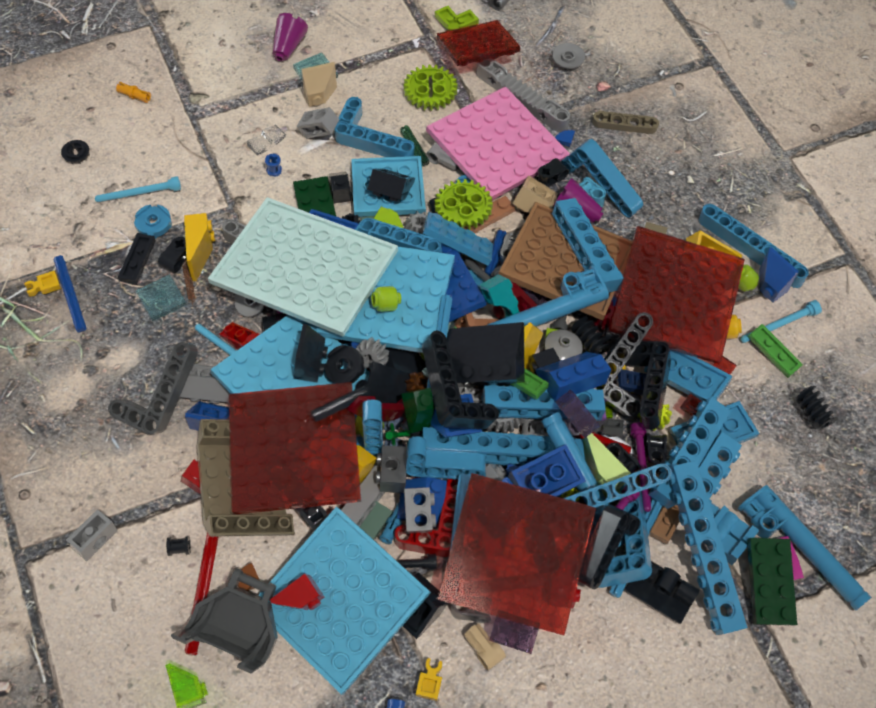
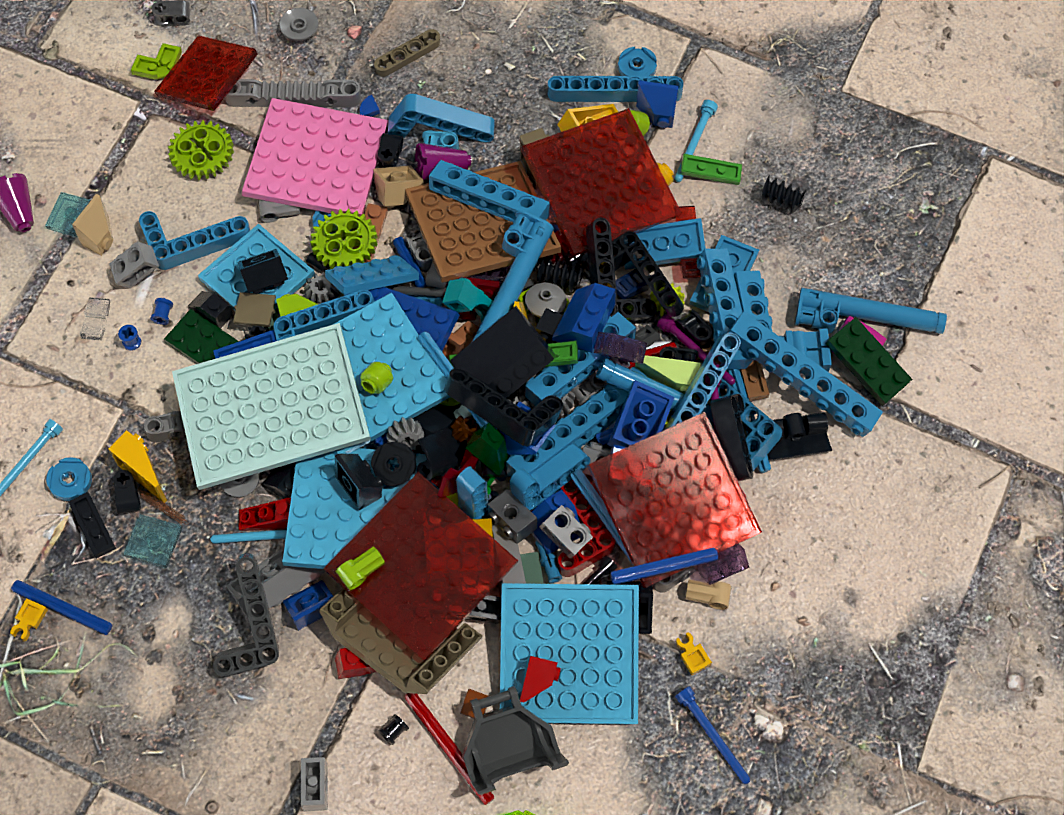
camera: 40 degrees left, 5 degrees up
(243, 411) = (355, 571): none -> lime piece
(308, 164) = (161, 311): none -> blue bush
(338, 404) = (429, 497): black axle -> none
(363, 204) = (254, 309): none -> dark tan piece
(418, 151) = (228, 213): clear green axle -> none
(463, 595) = (664, 566): none -> blue axle
(787, 232) = (631, 56): none -> dark azure plate

